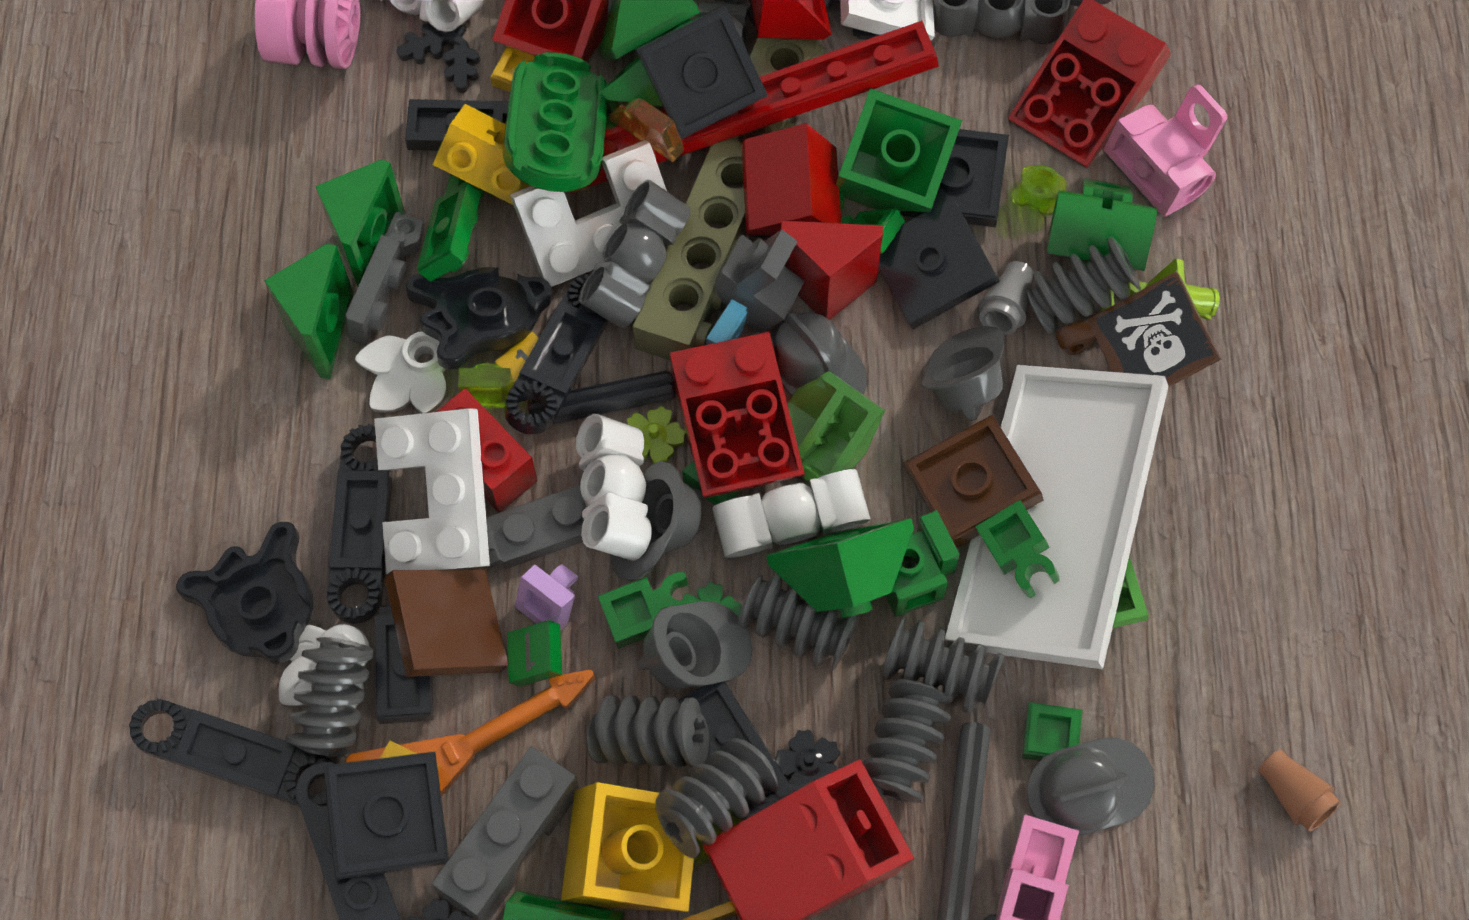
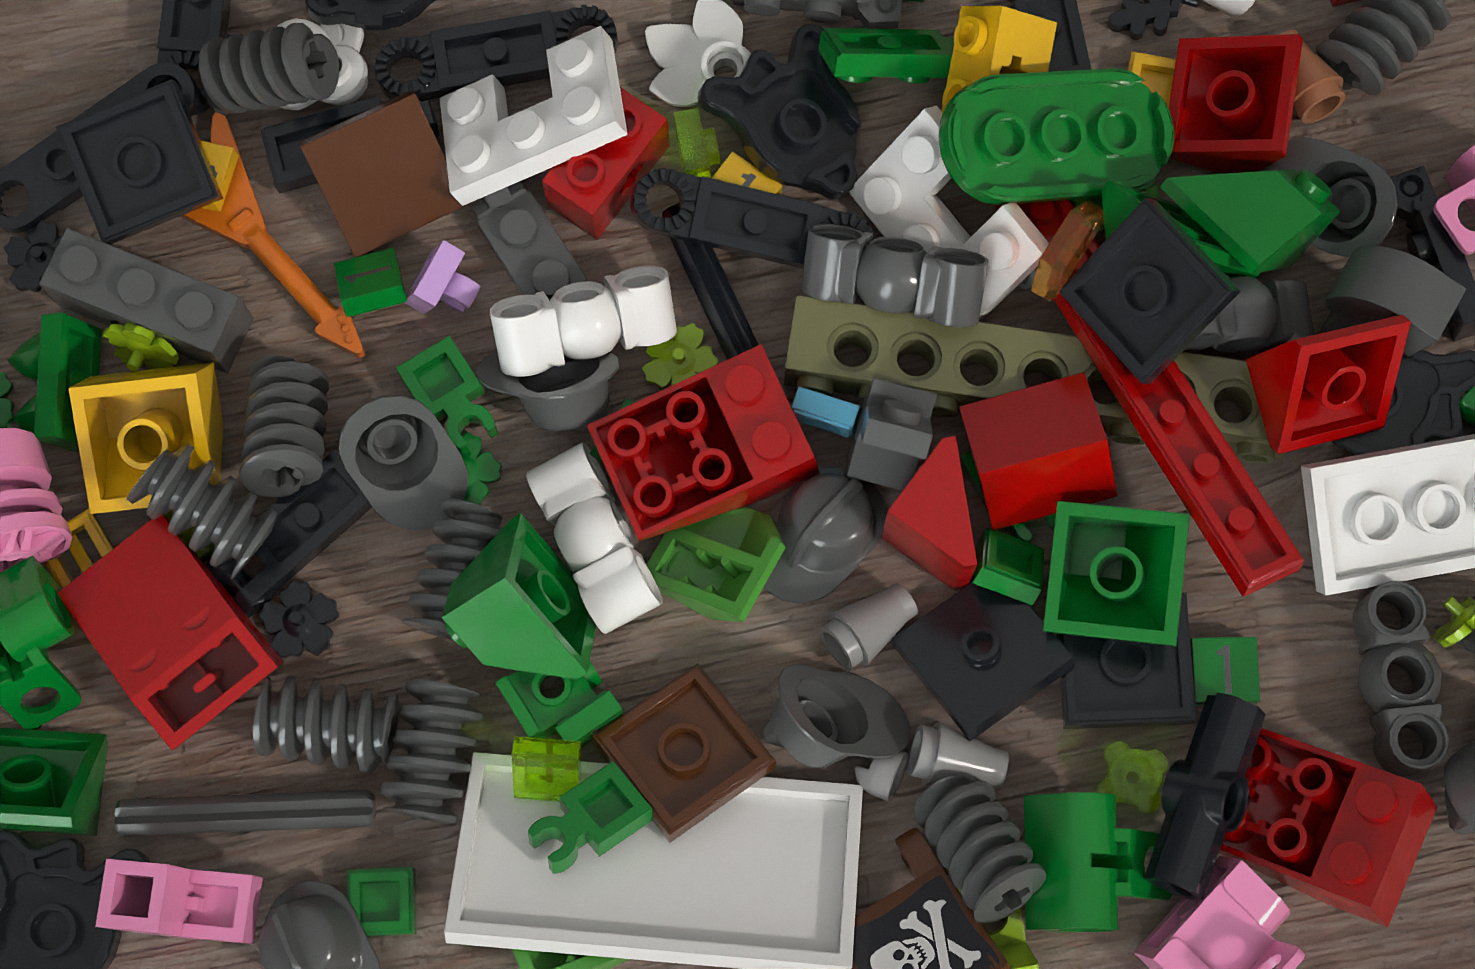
camera: 80 degrees right, 10 degrees up
(548, 848) = (140, 346): none -> lime plant
(898, 340) = (865, 627): none -> light grey cone
(973, 577) = (545, 767): none -> clear neon green tile
(975, 110) = (1225, 667): none -> green tile
(1015, 350) = (883, 775): none -> light grey hinge
(1066, 137) = (1205, 796): none -> black piece

